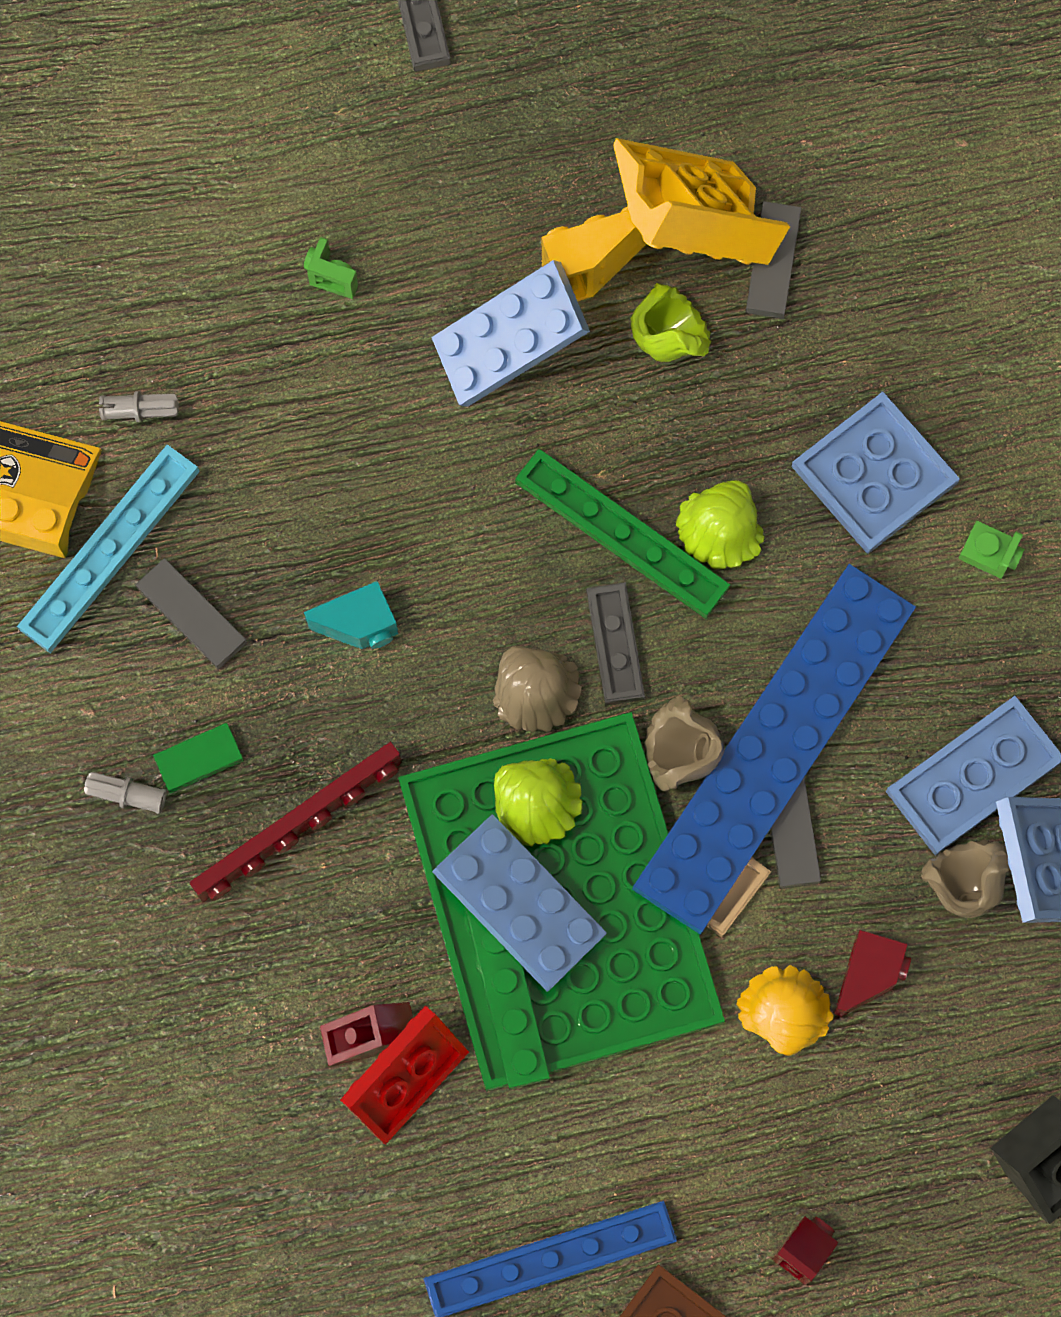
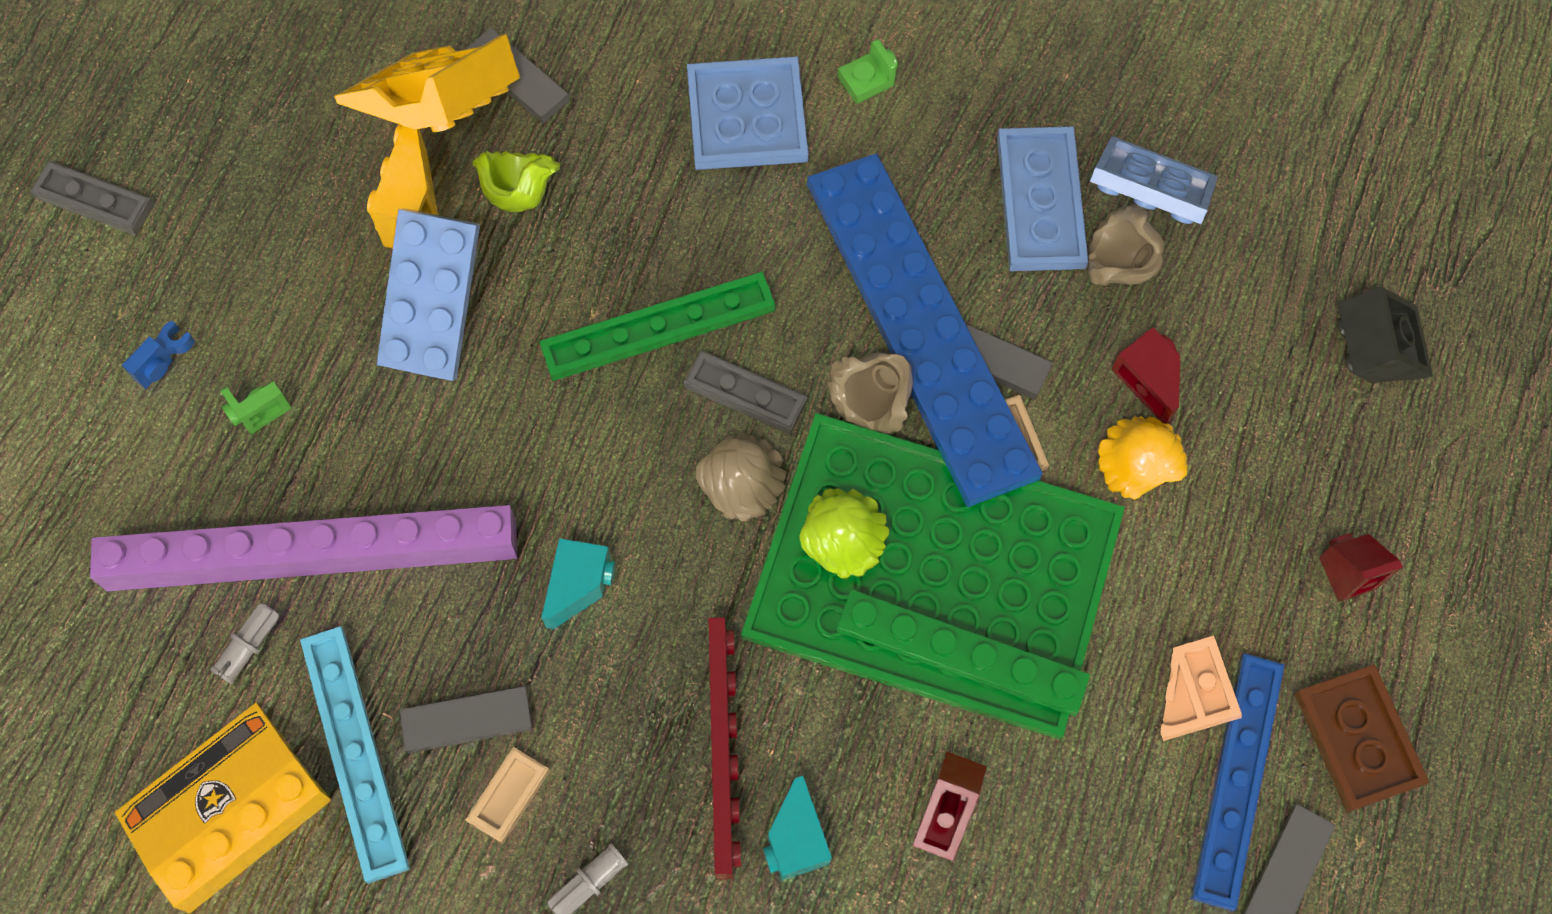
camera: 60 degrees left, 5 degrees down
(153, 686) = (507, 795): none -> tan tile
(198, 758) = (601, 797): green tile -> none
(243, 398) = (304, 548): none -> medium lavender brick
(265, 927) = (796, 836): none -> teal slope
(317, 165) = (153, 356): none -> blue plate
(404, 1075) = (1010, 795): red plate -> none
(519, 902) = (924, 600): medium blue plate -> none
(603, 1179) = (1198, 690): none -> light nougat wing
(721, 525) = (706, 247): lime hair -> none

